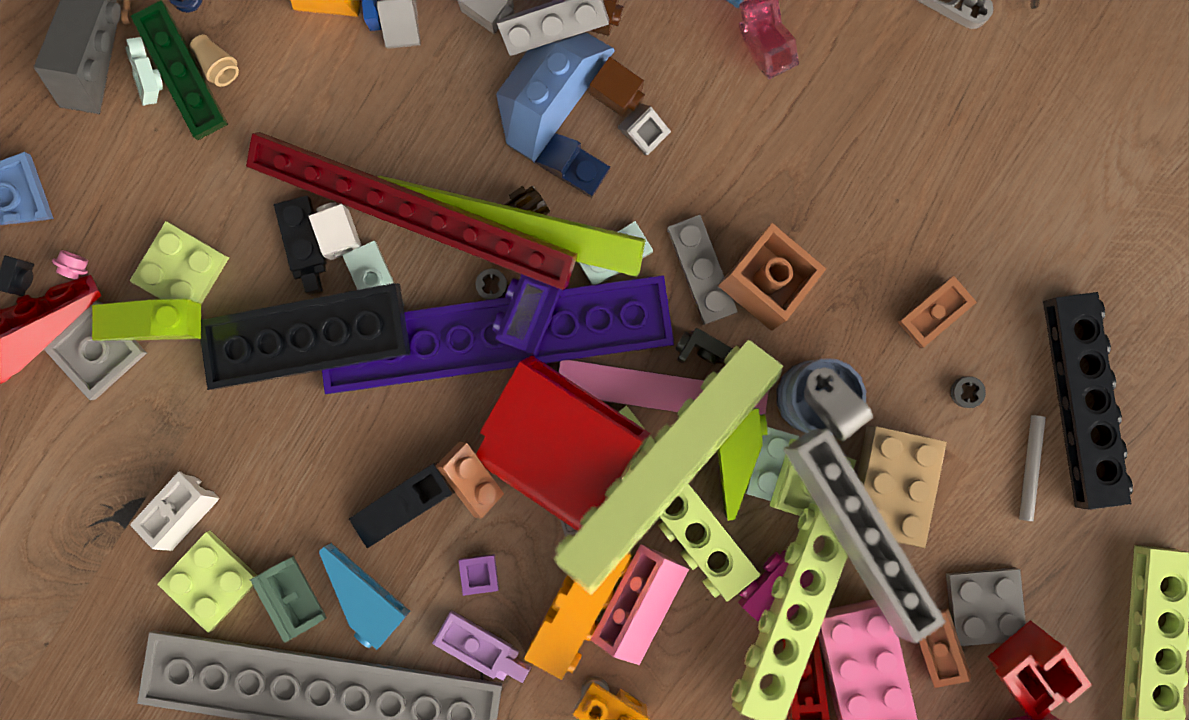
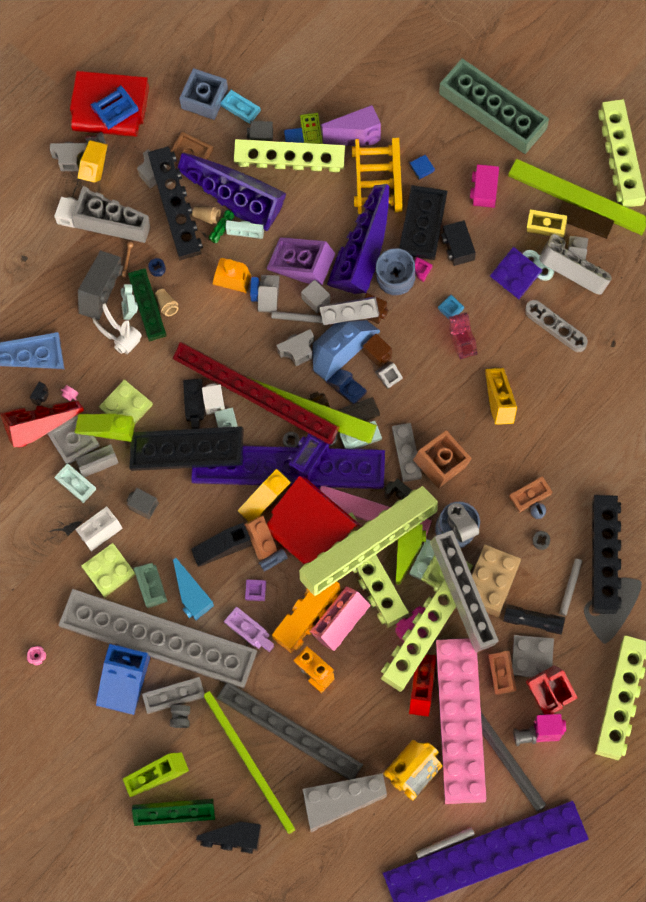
camera: 15 degrees right, 15 degrees down
(115, 432) = (75, 483): none -> light aqua plate
(147, 383) = (97, 461): none -> light grey panel
(154, 144) = (128, 336): none -> white plant
(243, 450) = (142, 503): none -> dark grey brick
(458, 47) = (296, 317): none -> light grey bar
(464, 399) = (264, 495): none -> yellow slope
(470, 106) = (297, 347): none -> light grey brick
(500, 512) = (273, 560): none -> sand blue piece
(606, 206) = (364, 409): none -> clear smoke tile
(854, 137) = (500, 396): none -> yellow slope
(948, 341) = (534, 511): none -> sand blue hinge
(1006, 541) = (547, 622): none -> black axle
(1105, 527) = (607, 625): none -> dark grey piece

